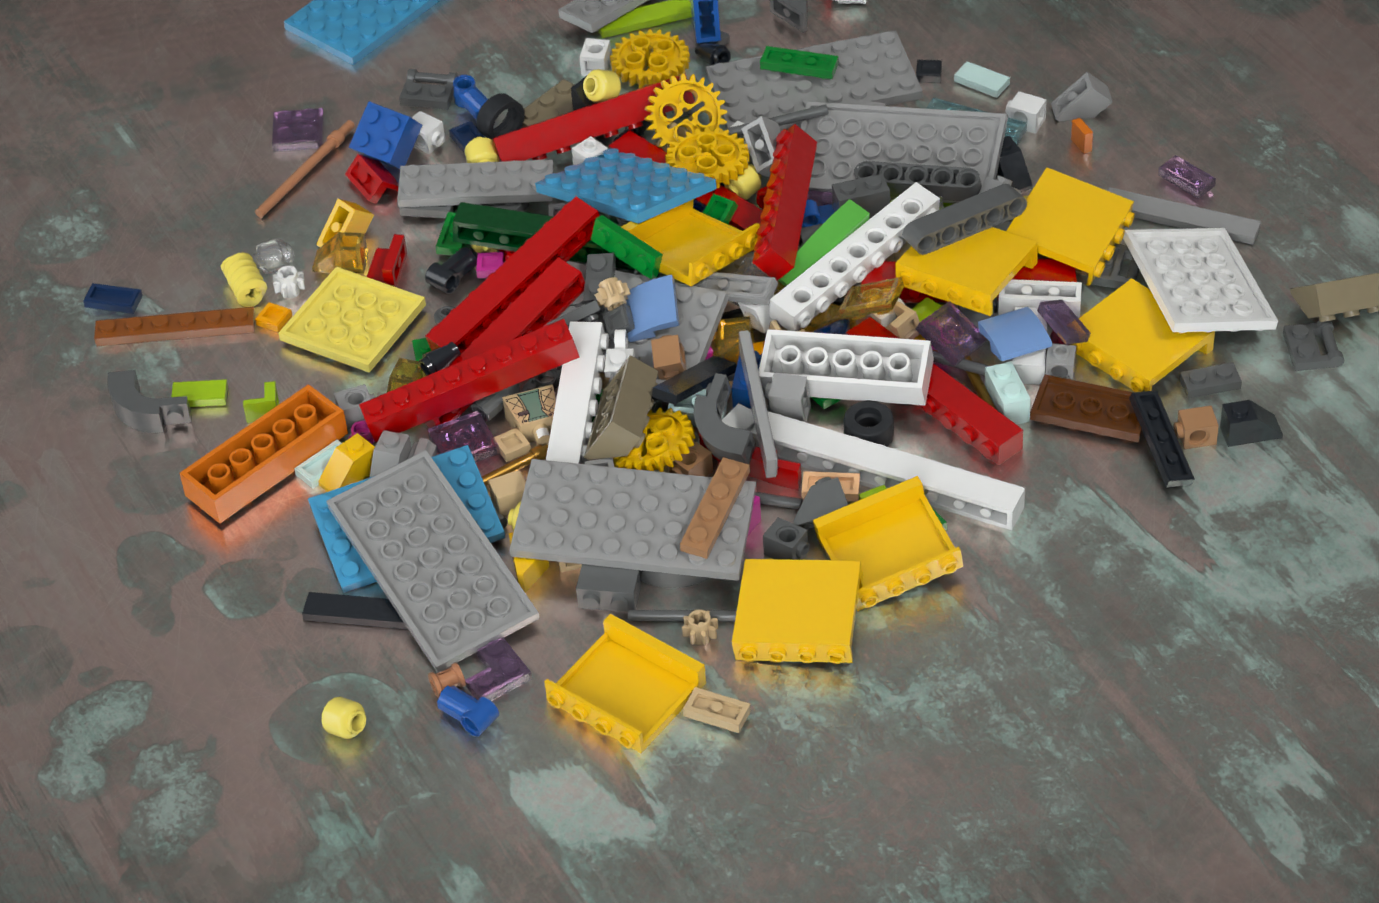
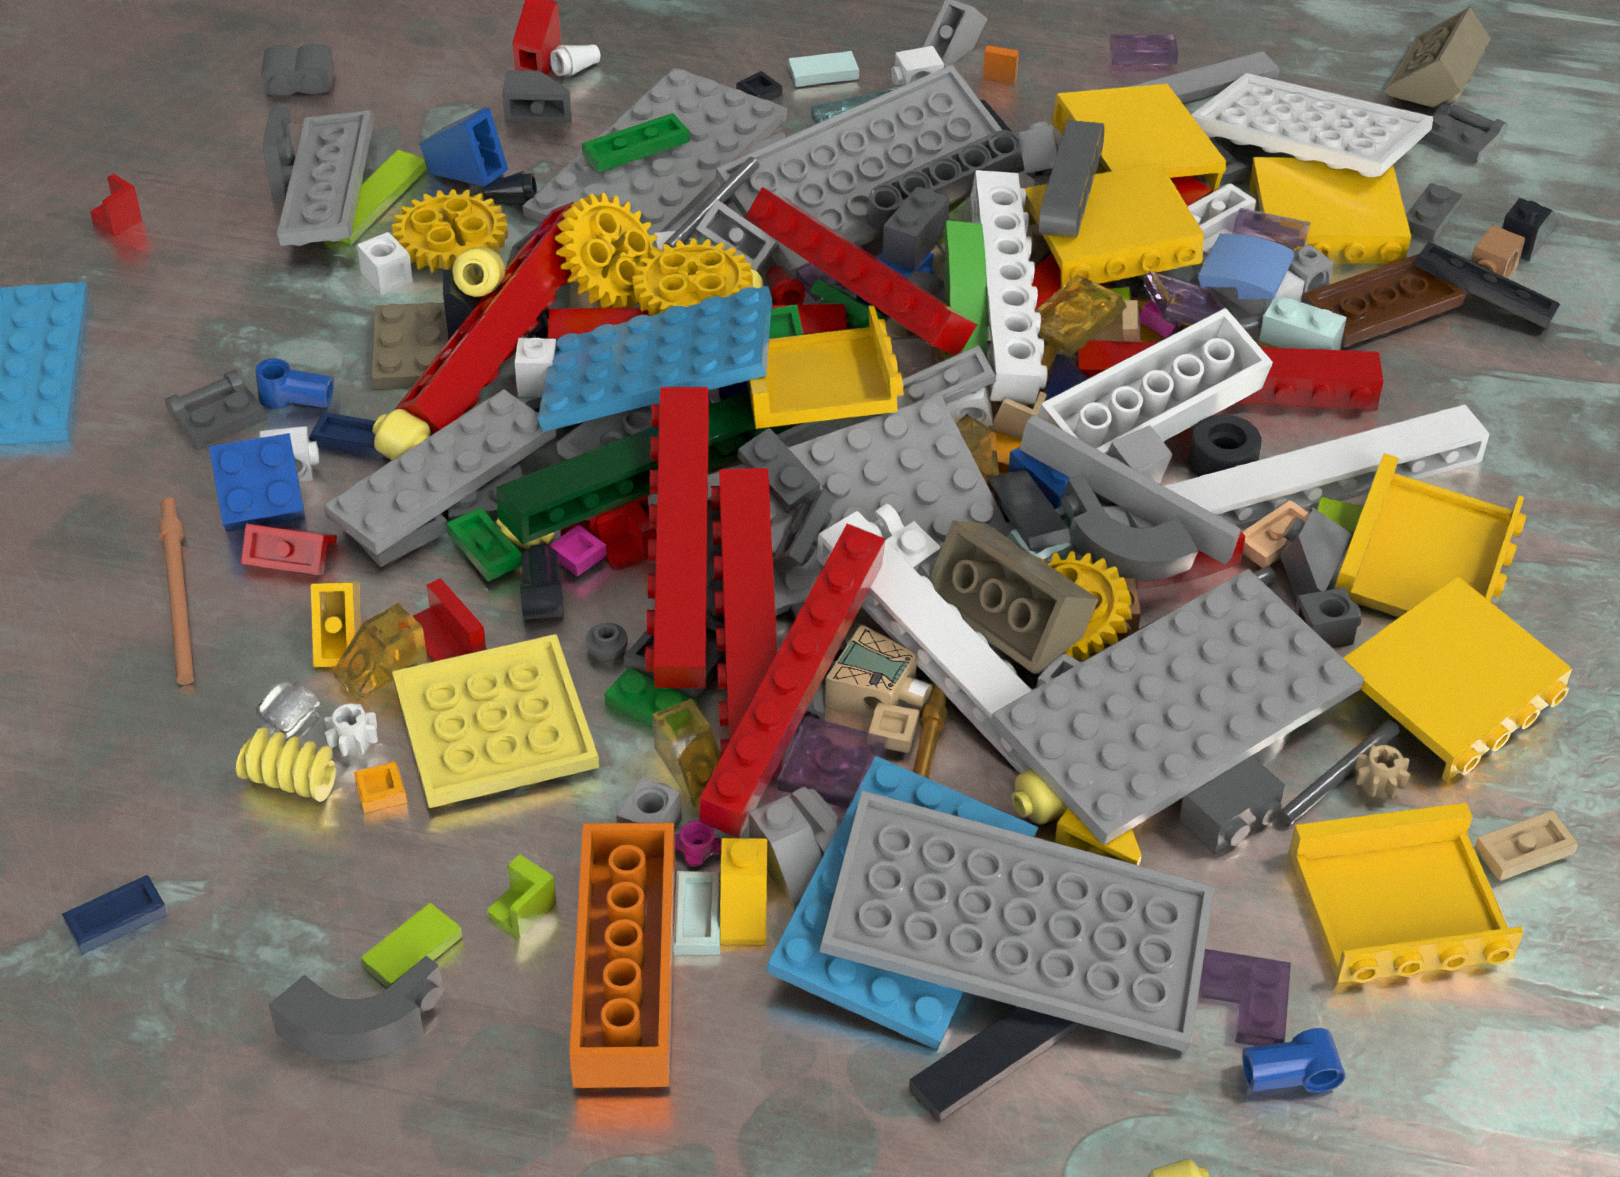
camera: 50 degrees left, 0 degrees up
(174, 326) = (254, 891): dark orange plate -> none
(298, 129) = (101, 551): clear purple plate -> none
(439, 358) = (714, 683): black cone -> none
(450, 677) = (1220, 1049): nougat bush -> none
(493, 108) = (373, 382): black tyre -> none
(507, 491) = (978, 773): tan brick -> none
(612, 293) = (831, 471): tan gear -> none
(619, 319) = (860, 497): dark grey tile -> none
(626, 247) = (780, 410): green plate -> none
(653, 307) = (884, 461): medium blue slope -> none
(668, 356) = (968, 499): medium nougat brick -> none
(714, 508) = (1262, 623): medium nougat plate -> none

